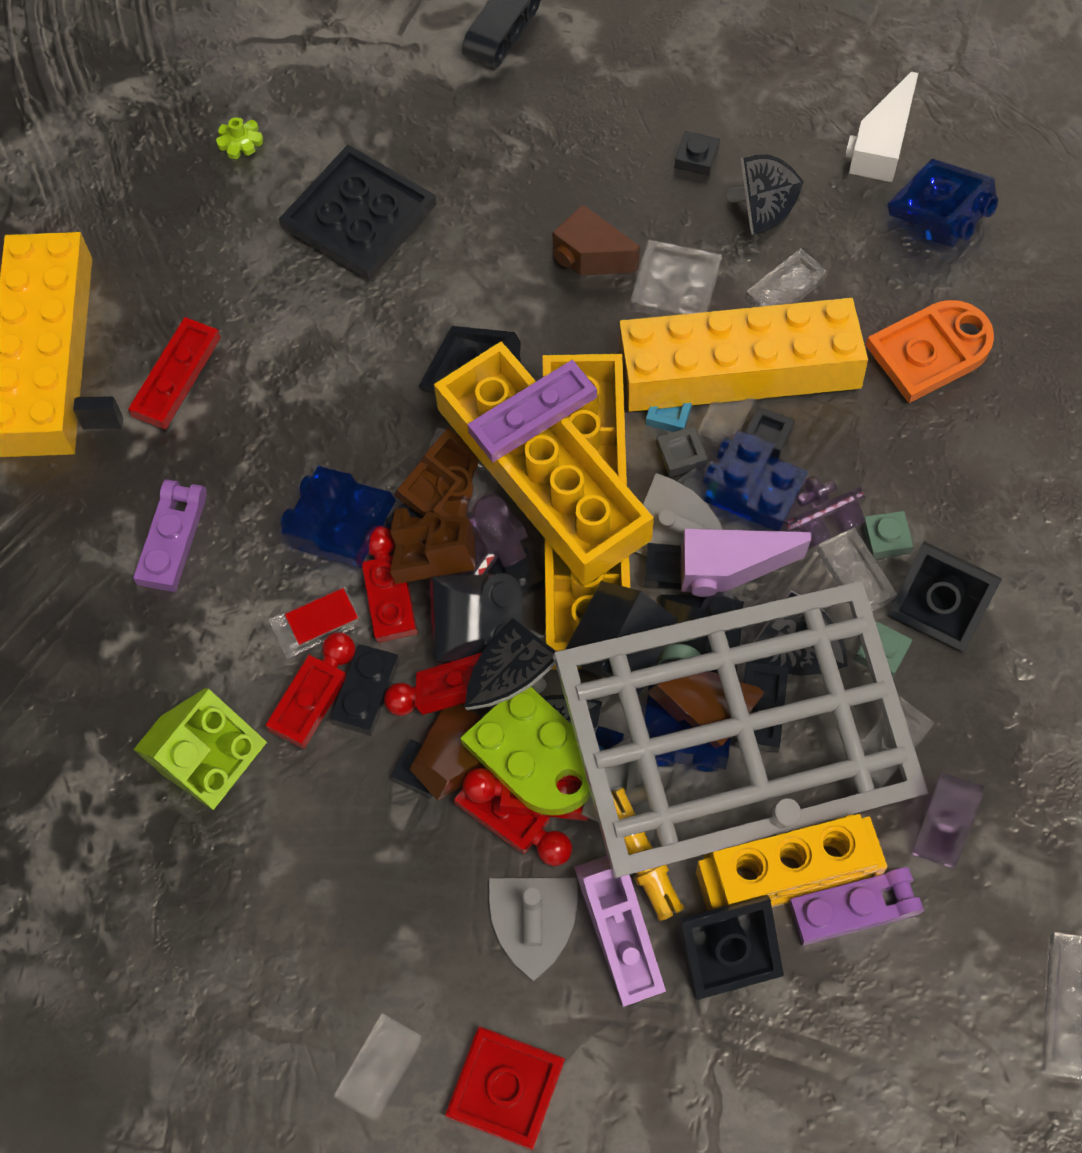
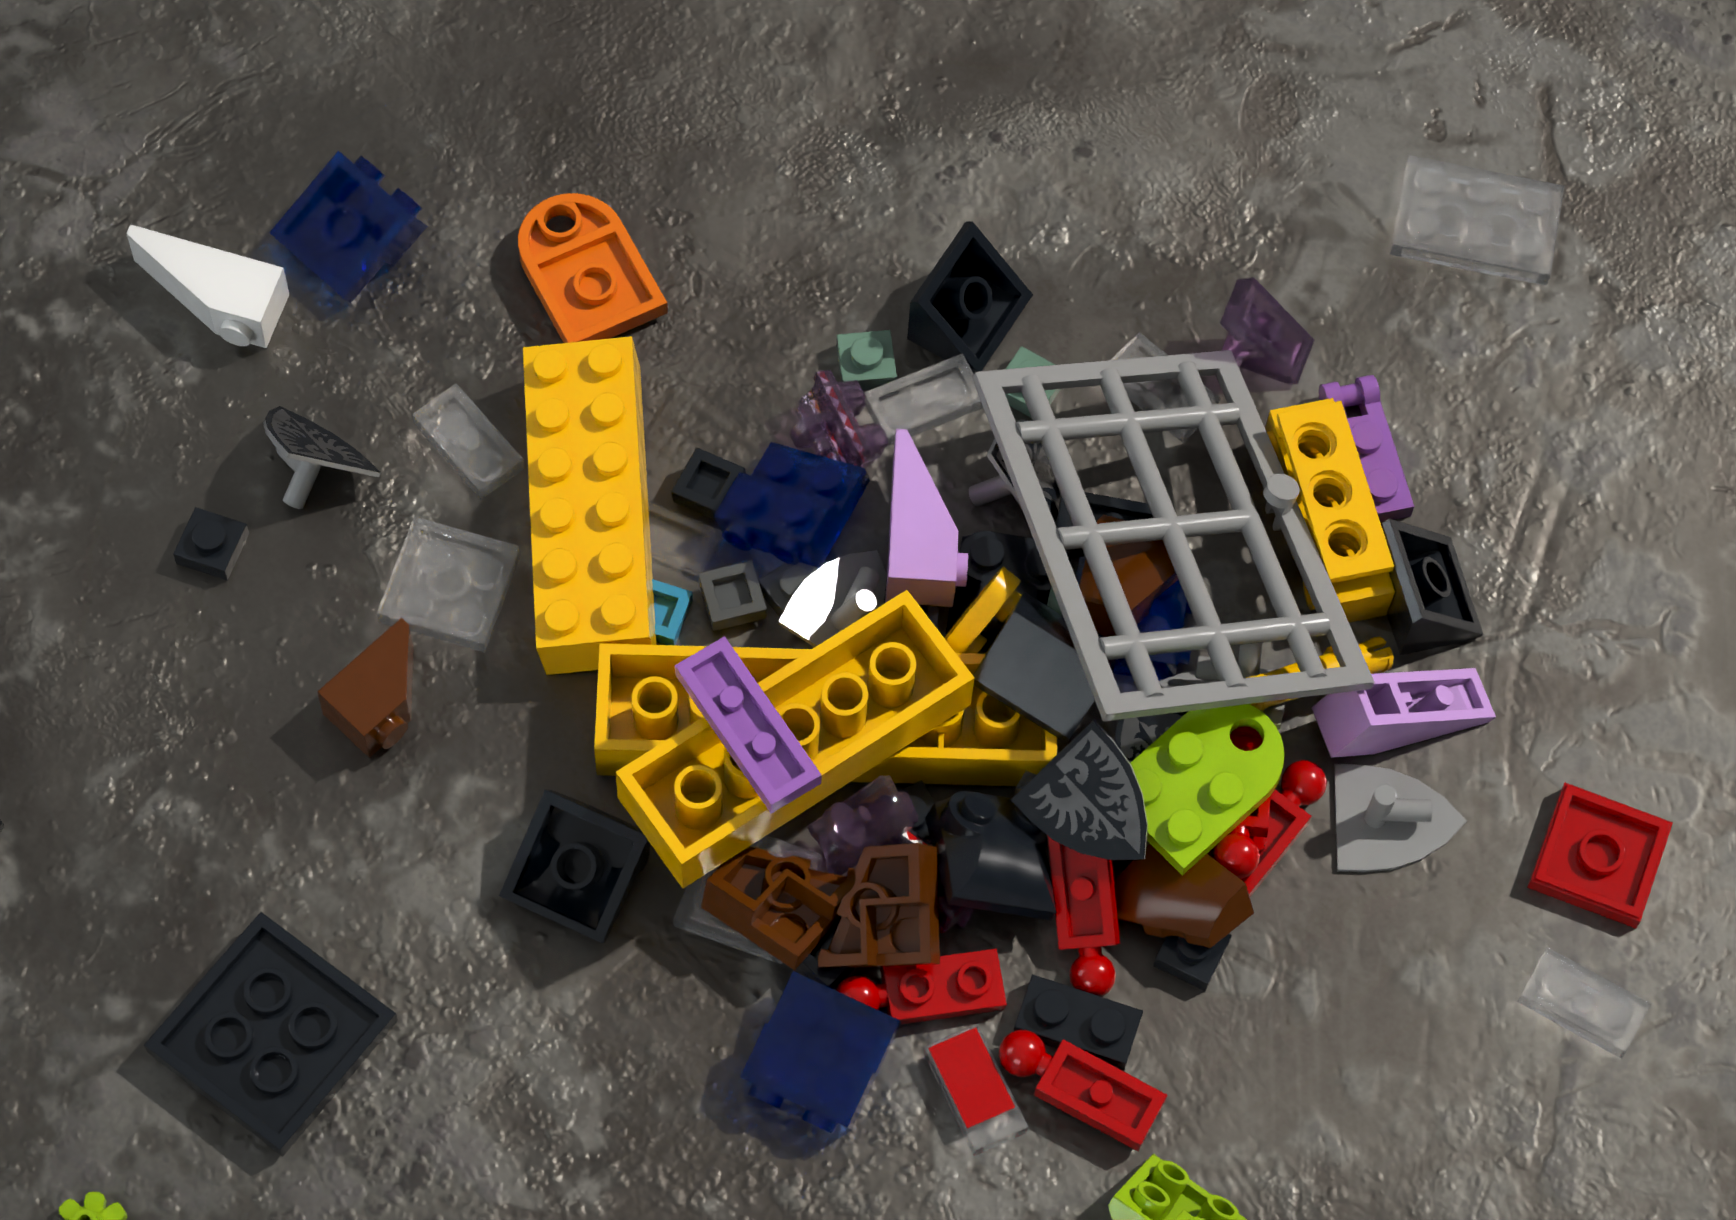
camera: 95 degrees left, 0 degrees up
(673, 602) = (995, 601): none -> yellow plate

